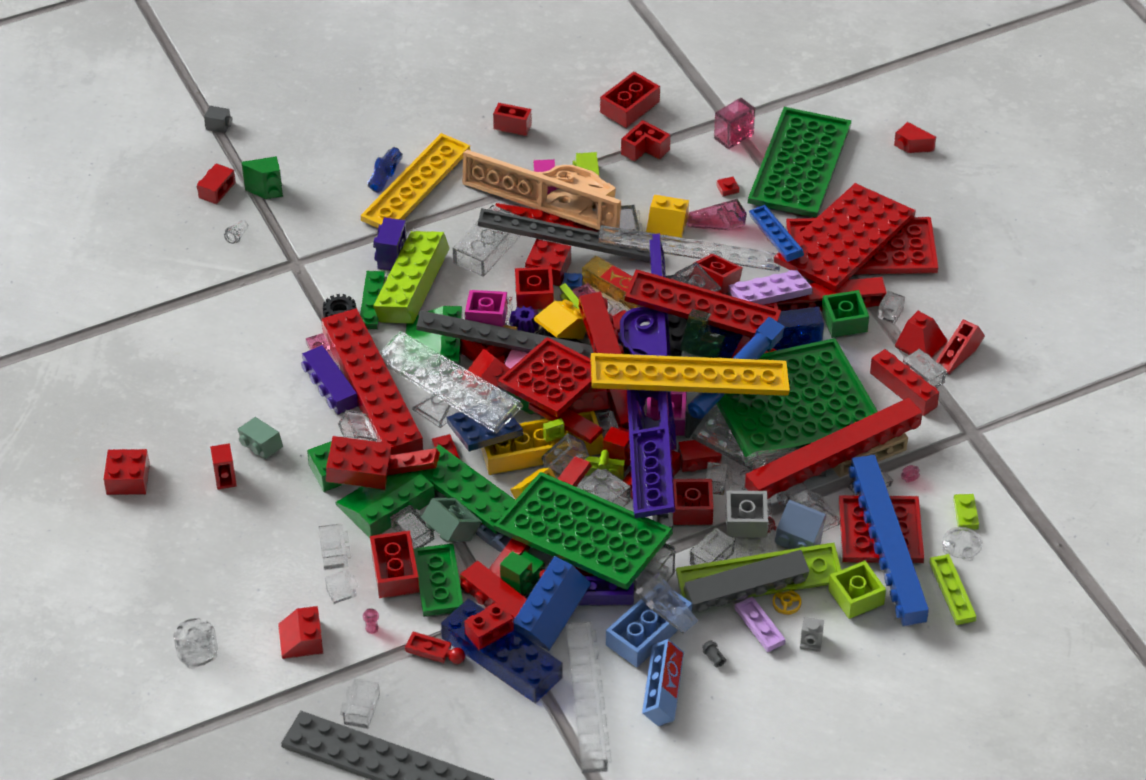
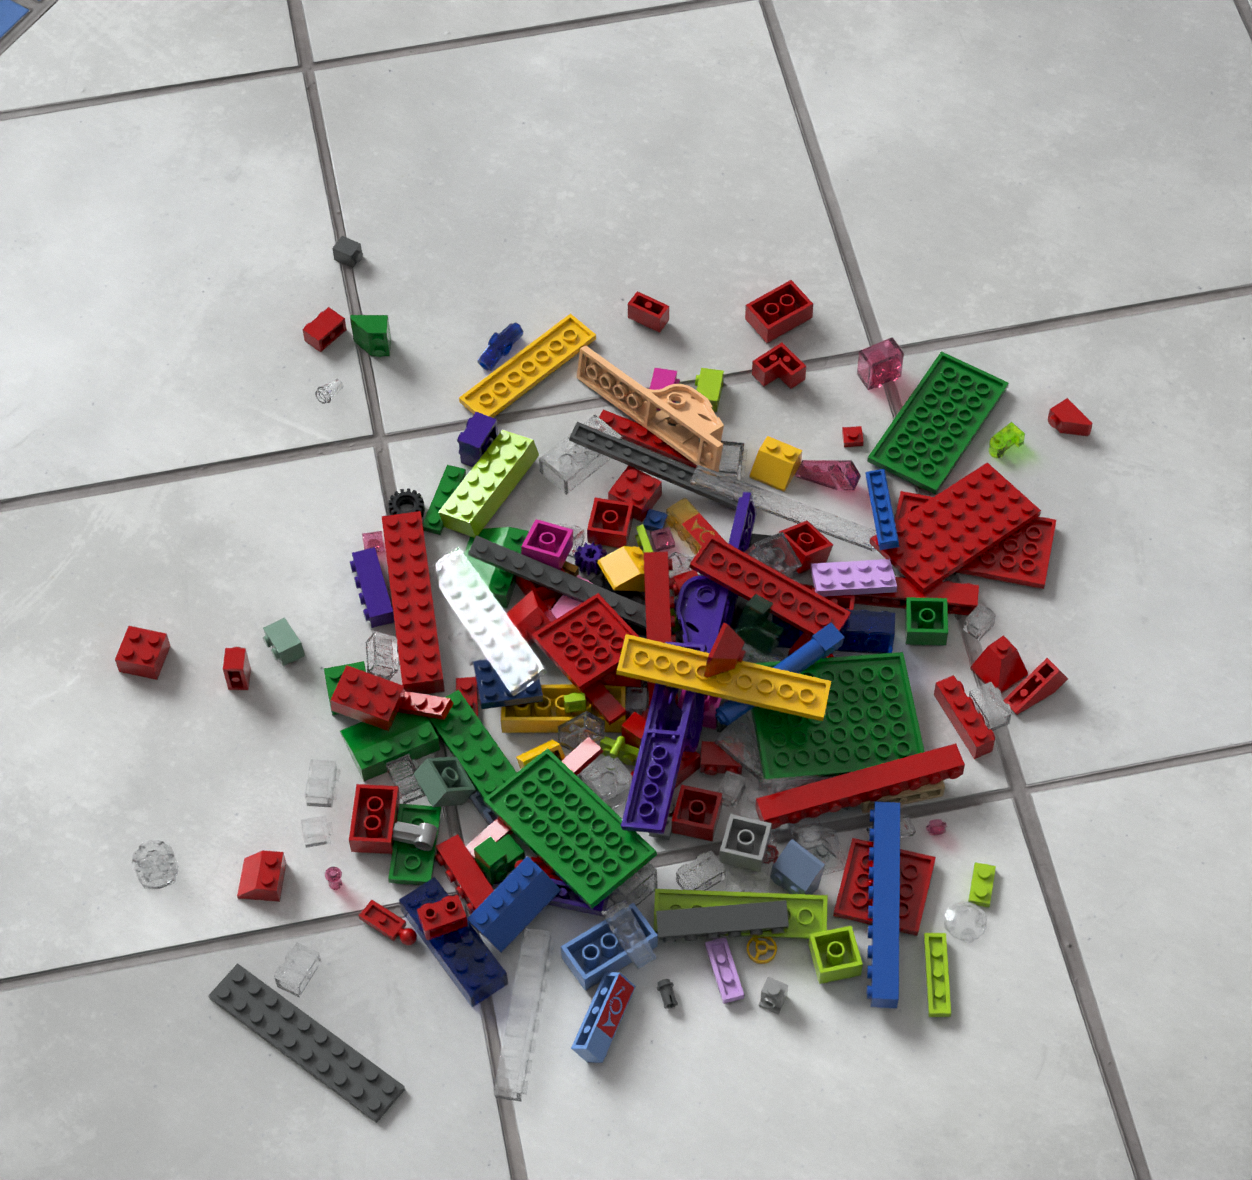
camera: 15 degrees right, 10 degrees up
(445, 568) = (420, 835): none -> light grey piece
(687, 349) = (725, 652): none -> red slope
(863, 164) = (1005, 439): none -> clear neon green leg

